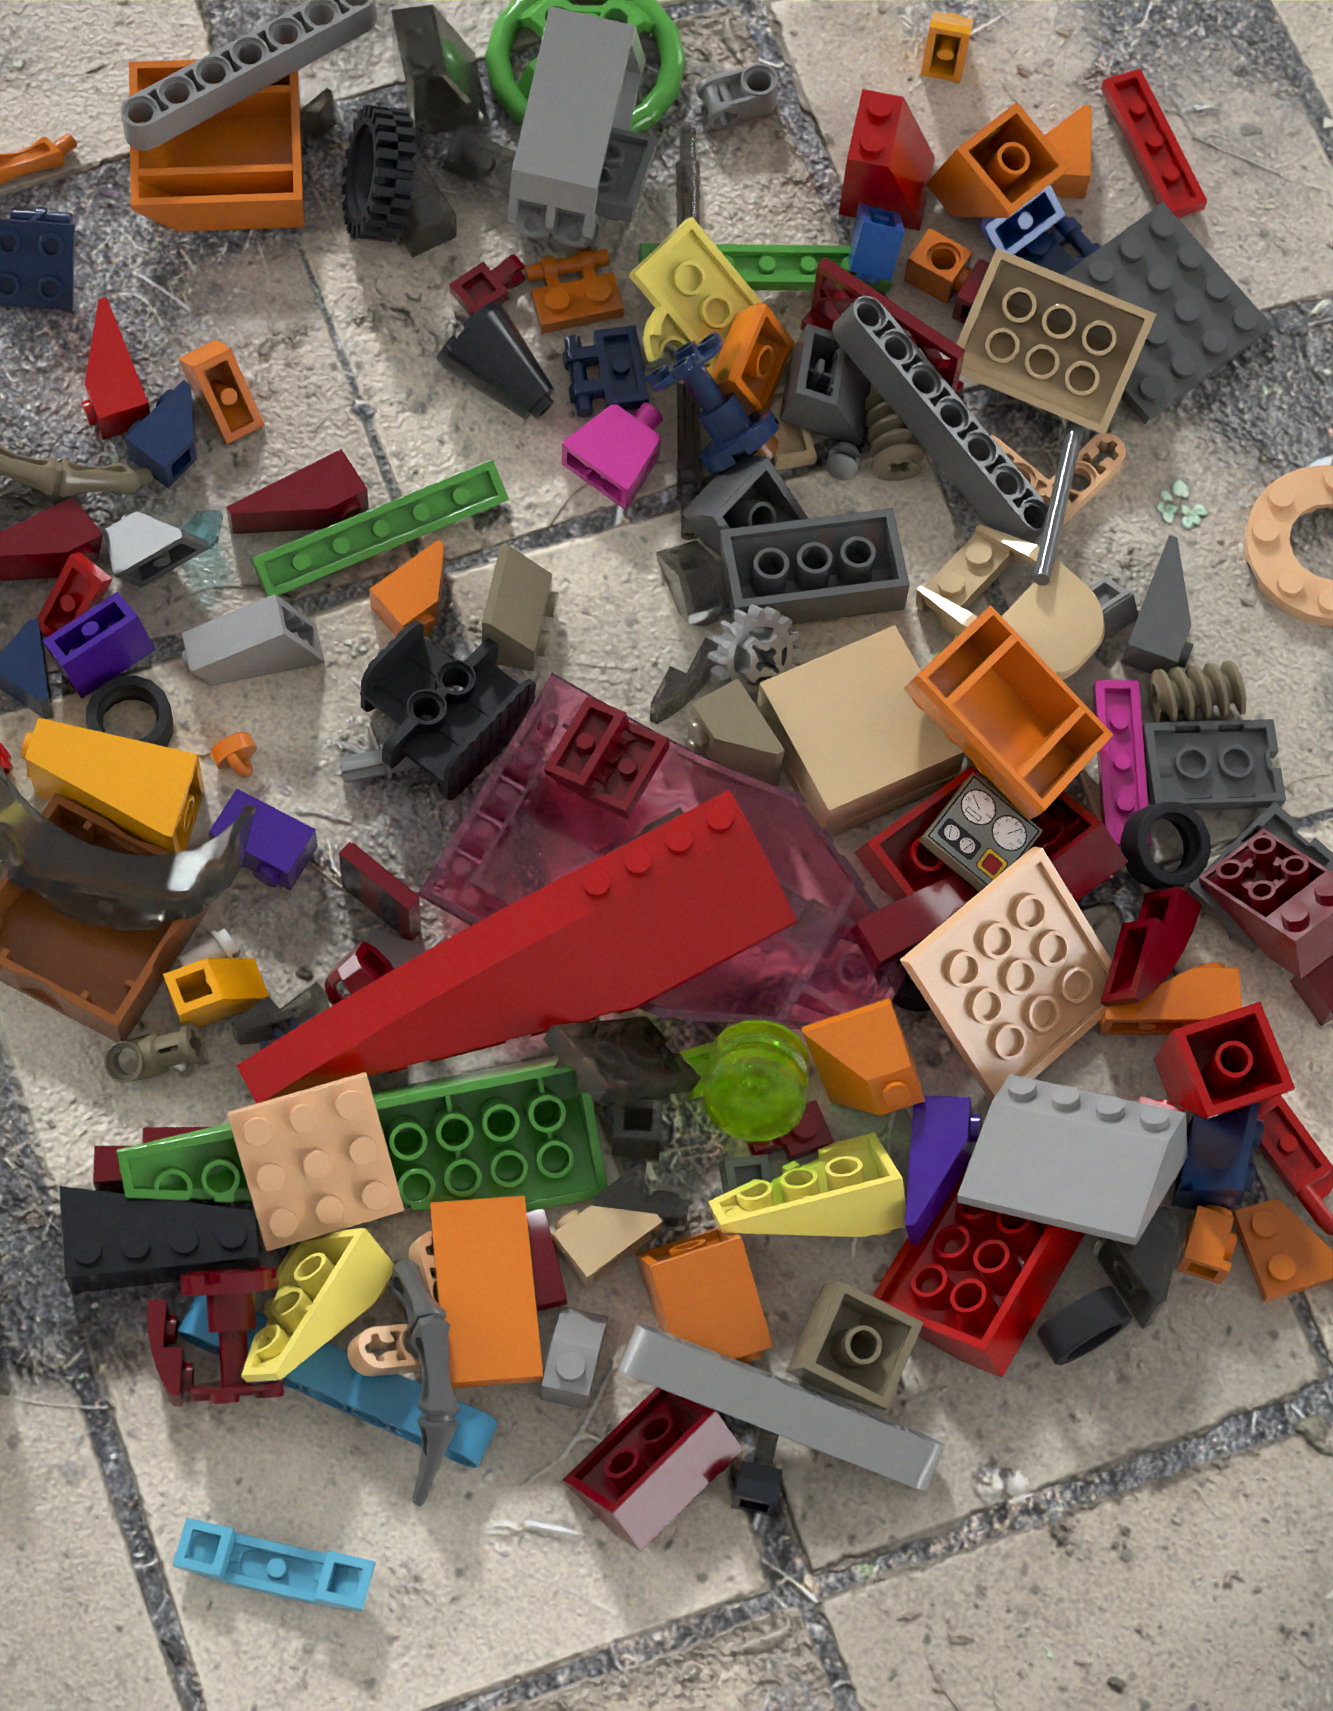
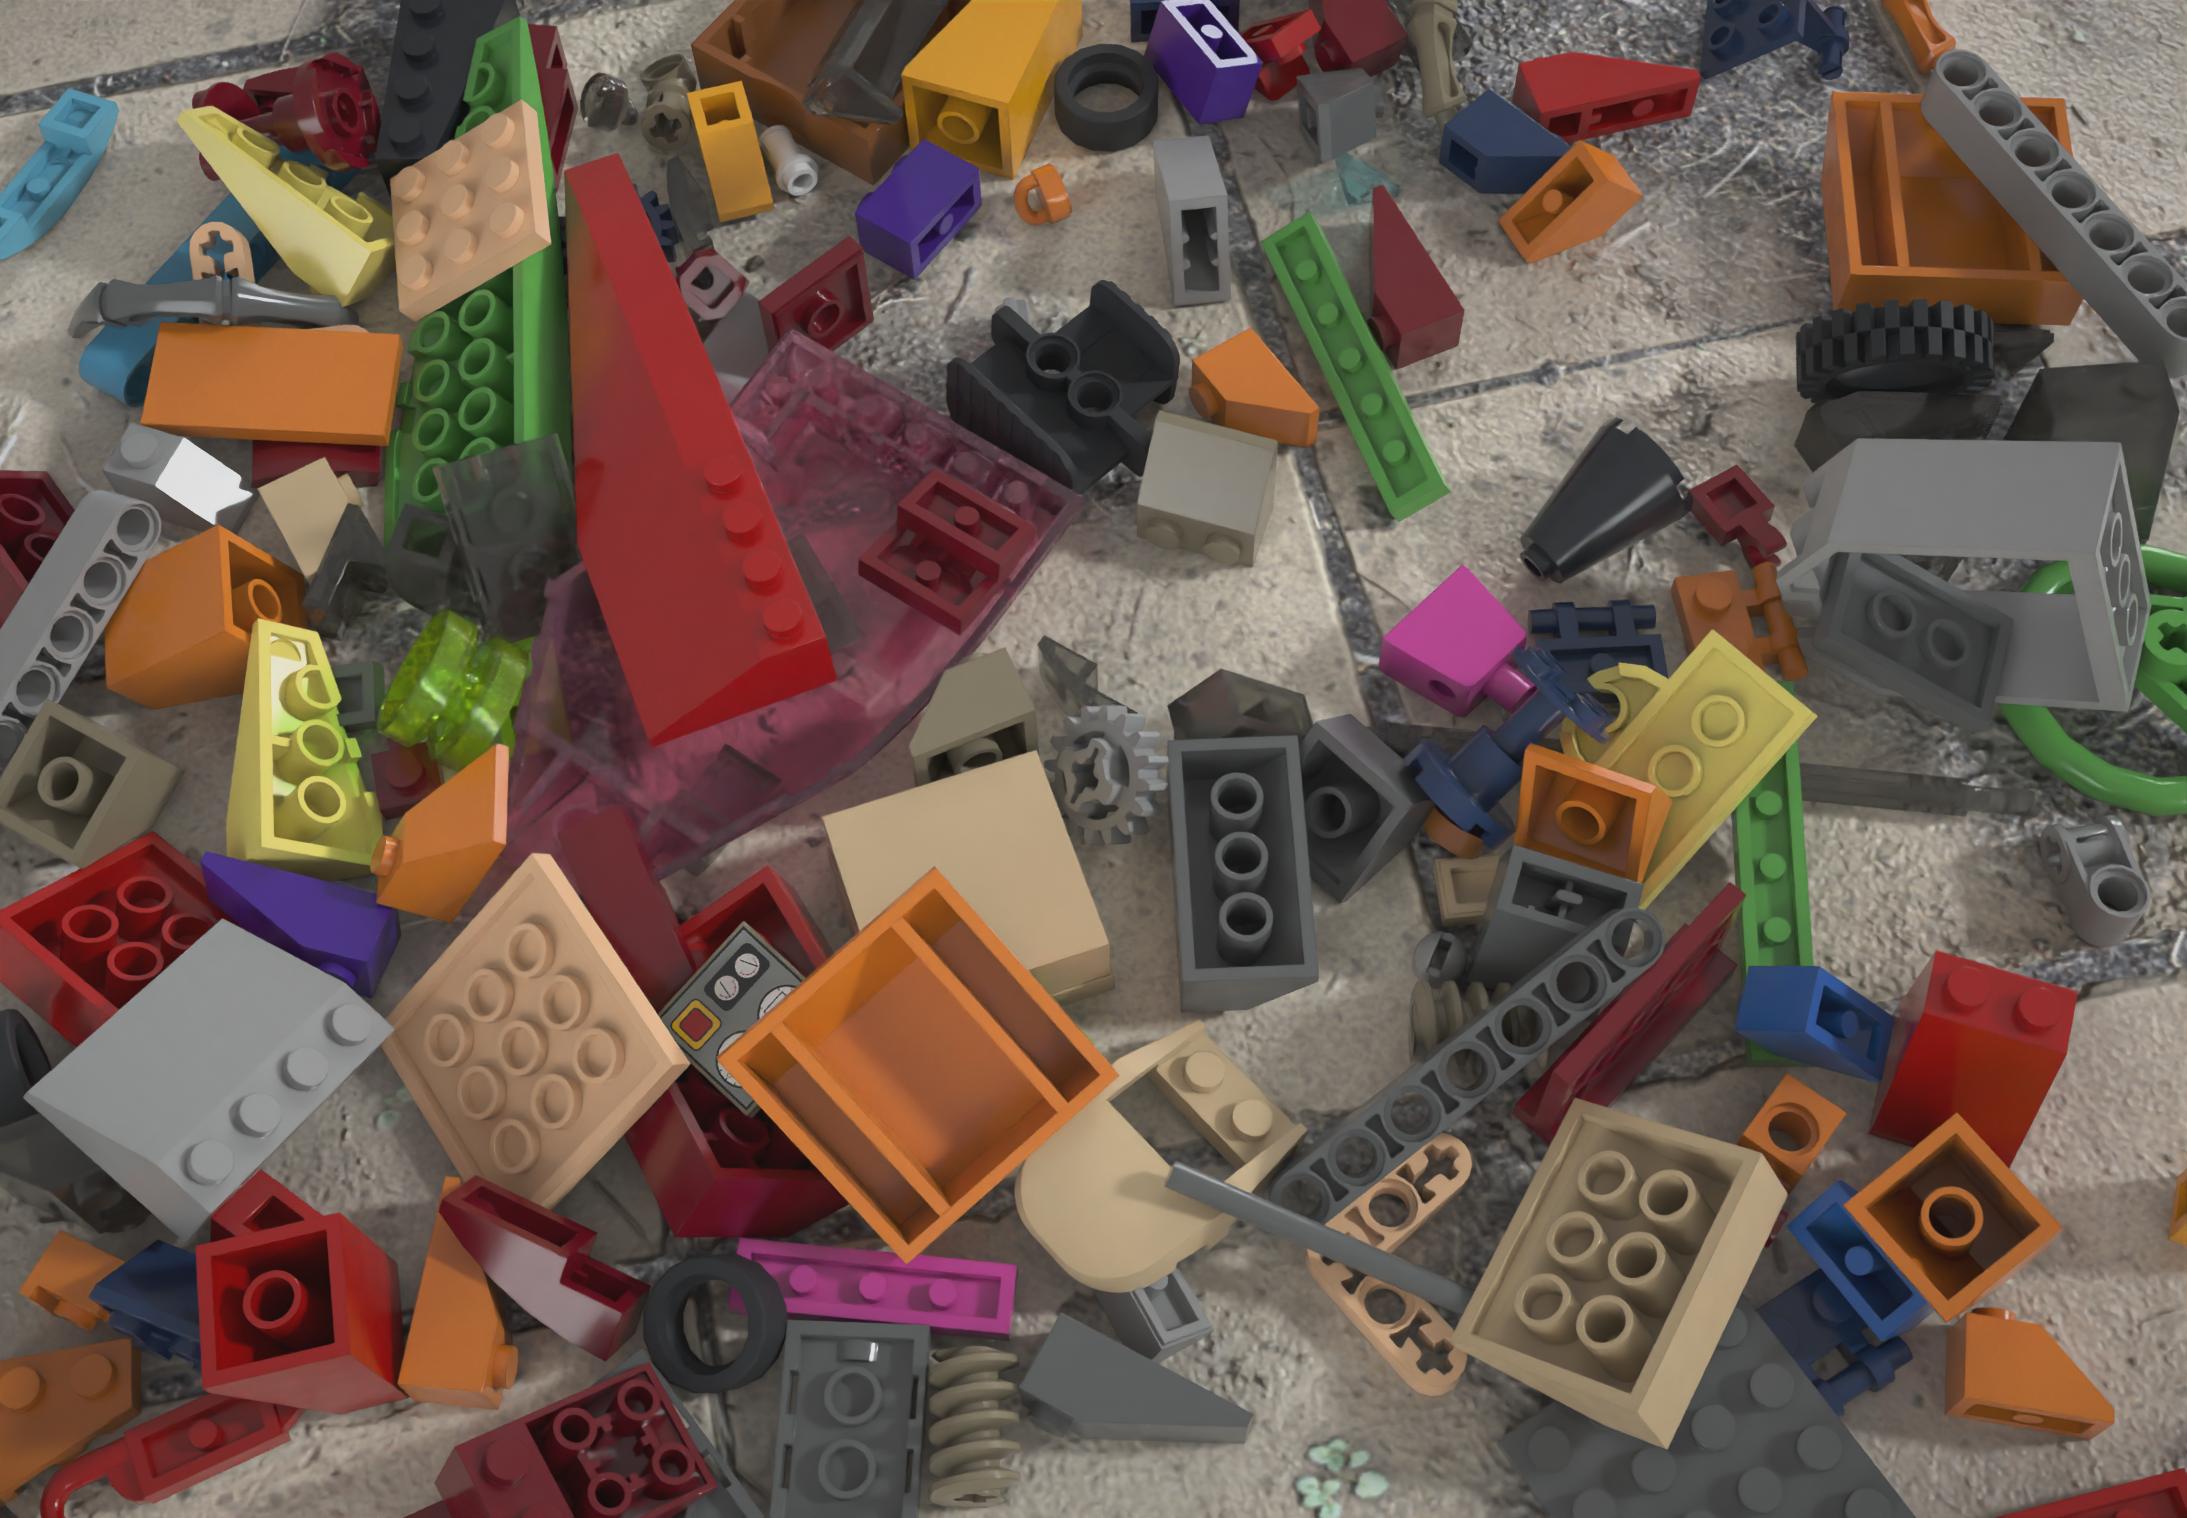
camera: 105 degrees right, 5 degrees down
(158, 1105) = (606, 103): none -> clear smoke tile

